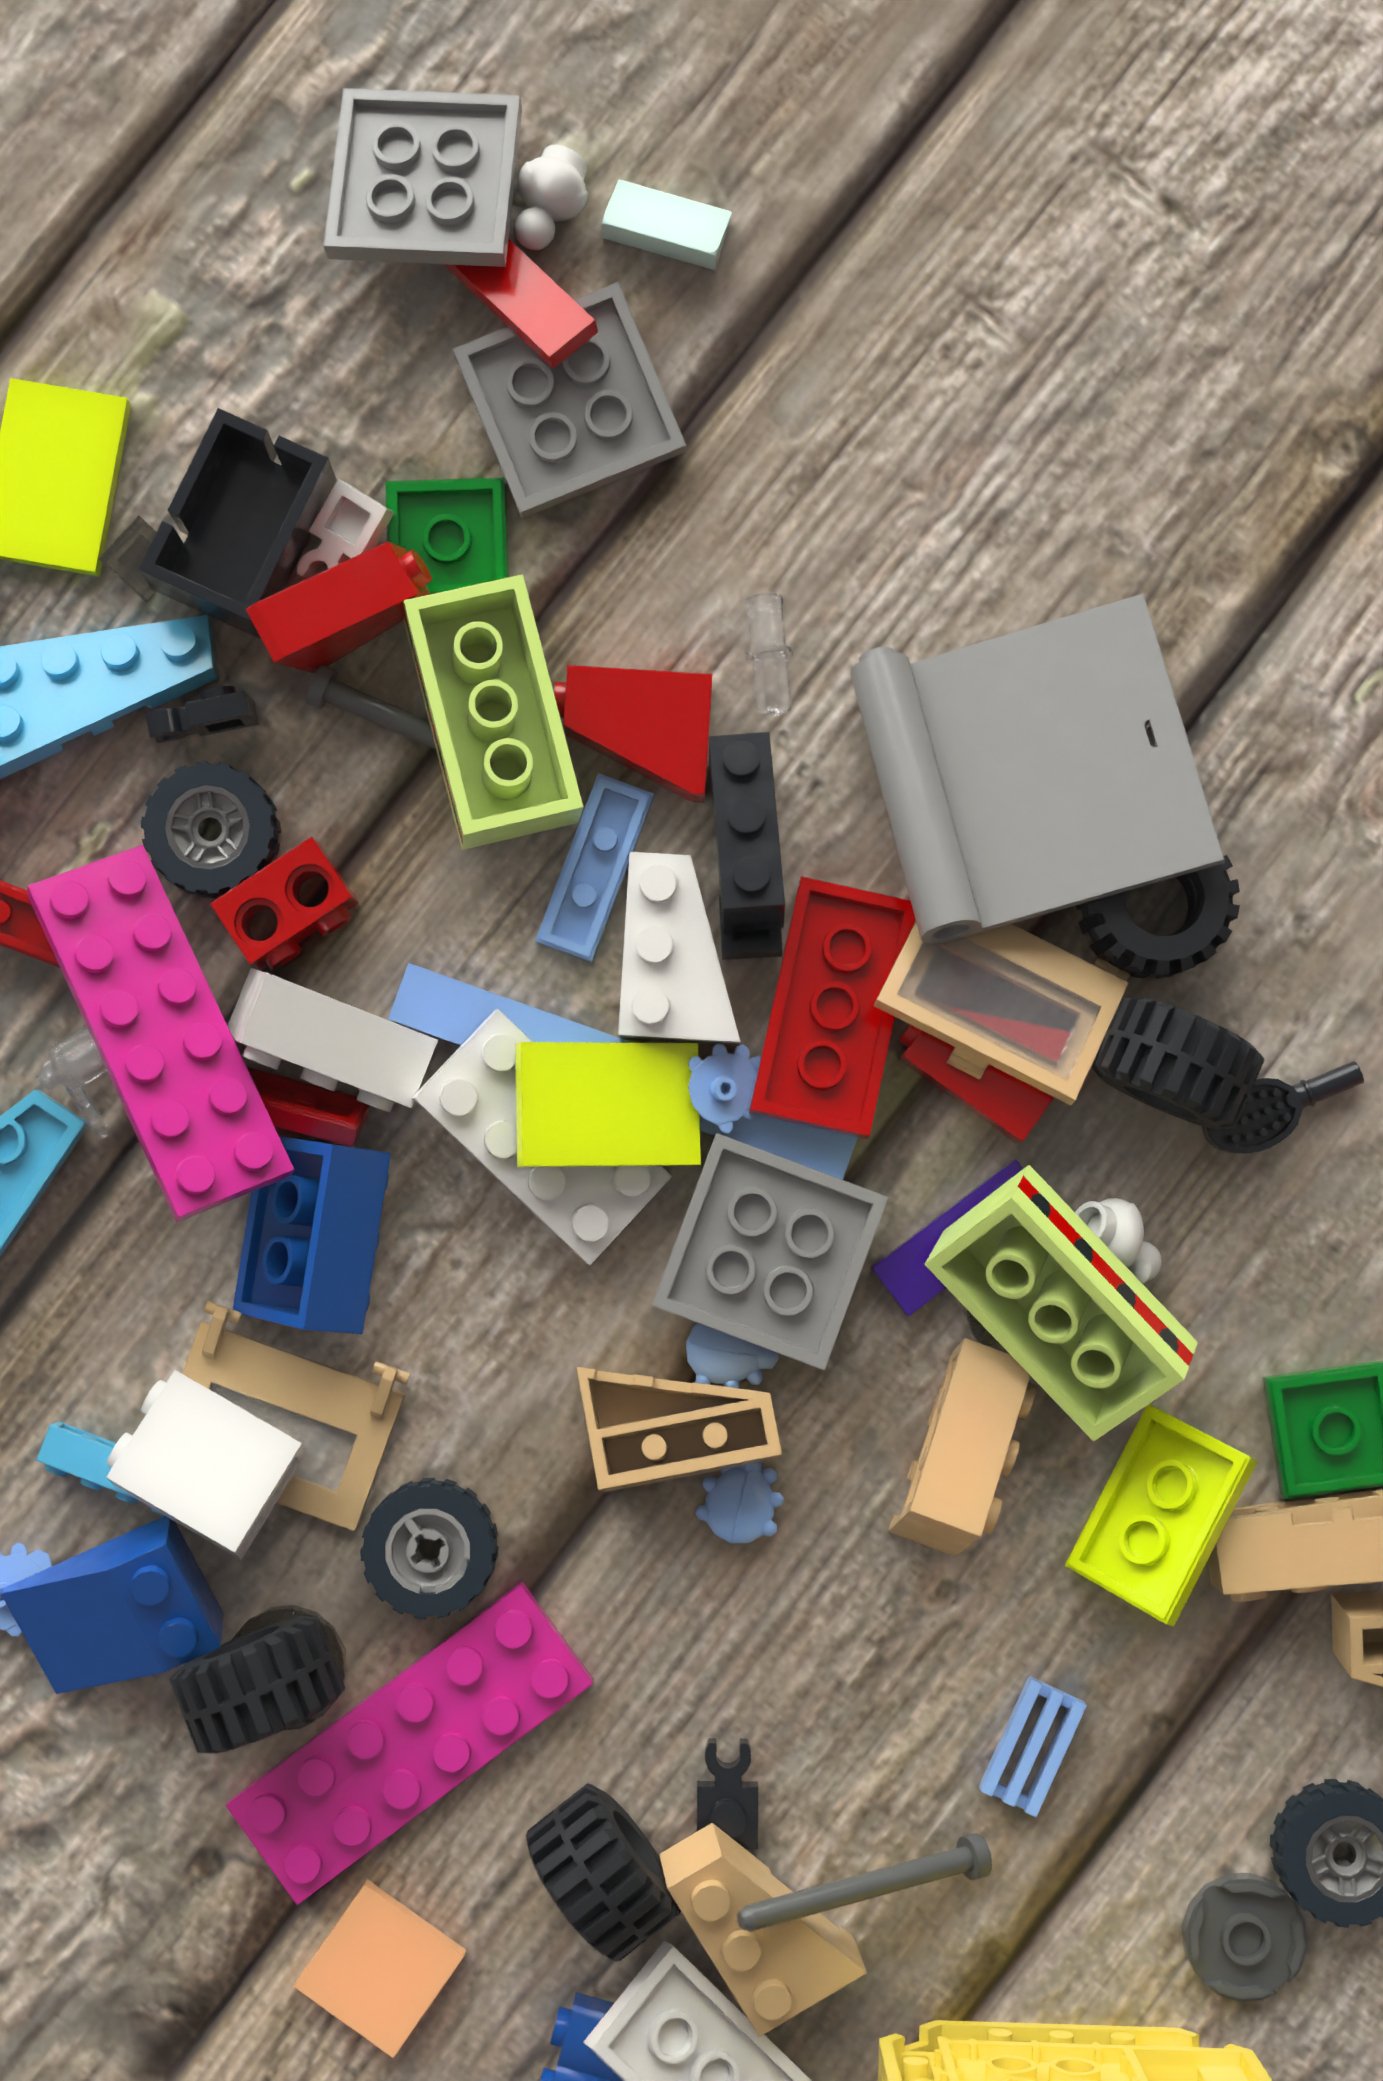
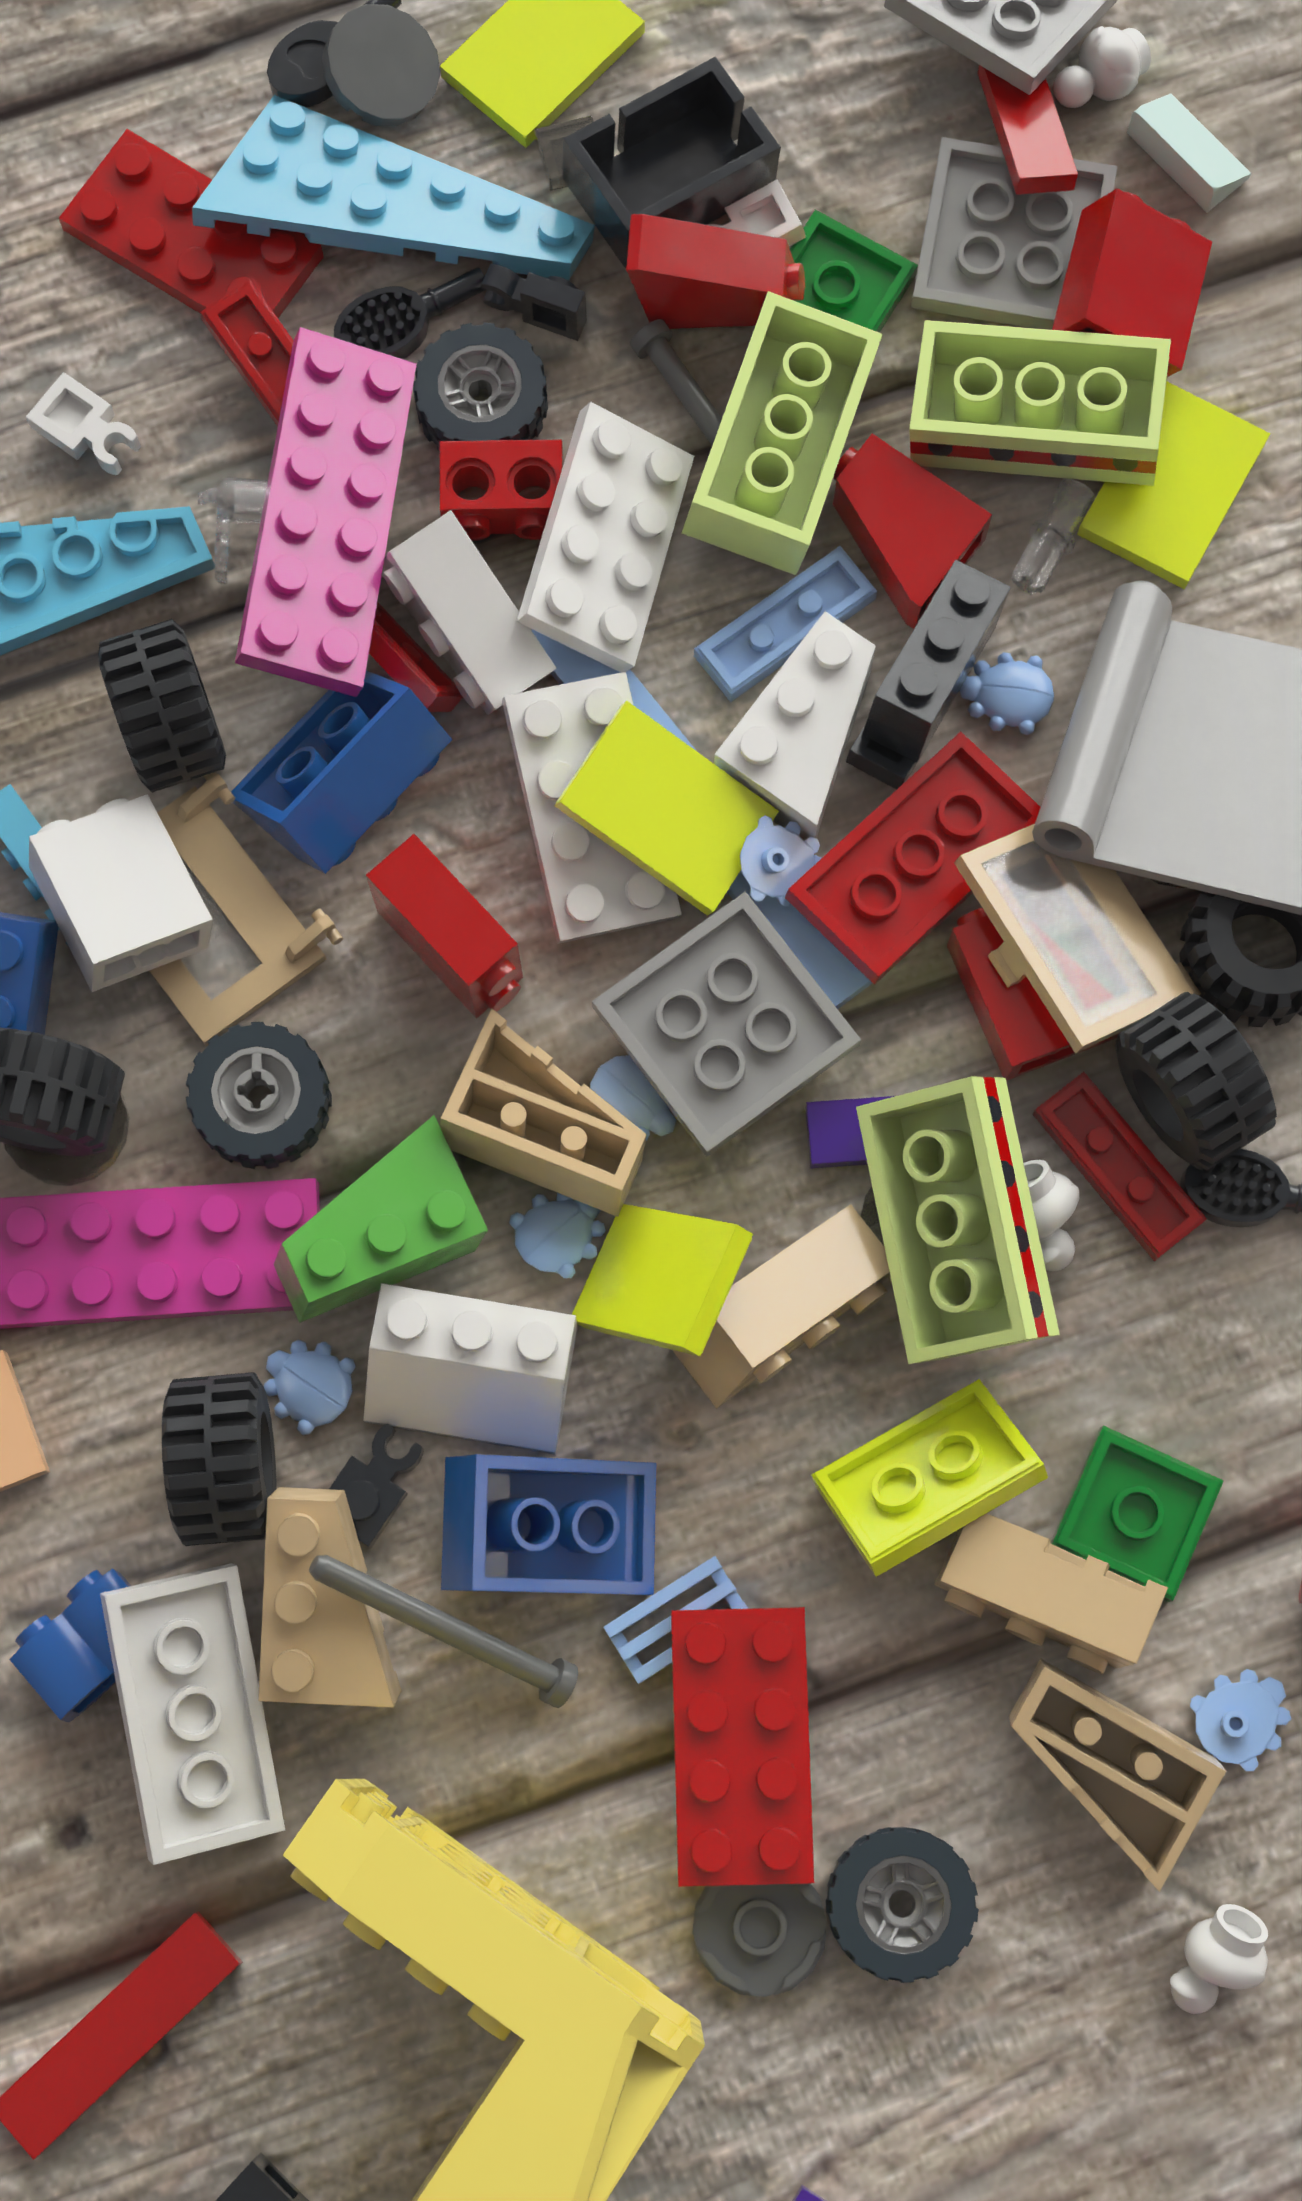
camera: 35 degrees right, 10 degrees down
(93, 809) = (397, 318): none -> black piece
(134, 1288) = (161, 705): none -> black tyre
(403, 897) = (606, 538): none -> white plate
(494, 1321) = (446, 927): none -> red brick
(606, 1598) = (383, 1228): none -> bright green wedge
(625, 1749) = (309, 1384): none -> light blue piece
(689, 547) = (1039, 402): none -> yellowish green brick
(701, 391) = (1133, 274): none -> red brick
(743, 1657) = (469, 1368): none -> white slope
(818, 810) = (1009, 692): none -> light blue piece
(838, 539) = (1197, 478): none -> neon yellow tile
(857, 1502) = (662, 1278): none -> neon yellow tile
(887, 1744) = (548, 1525): none -> blue slope
(1148, 1816) = (742, 1747): none -> red plate
(1150, 1157) = (1119, 1166): none -> red tile

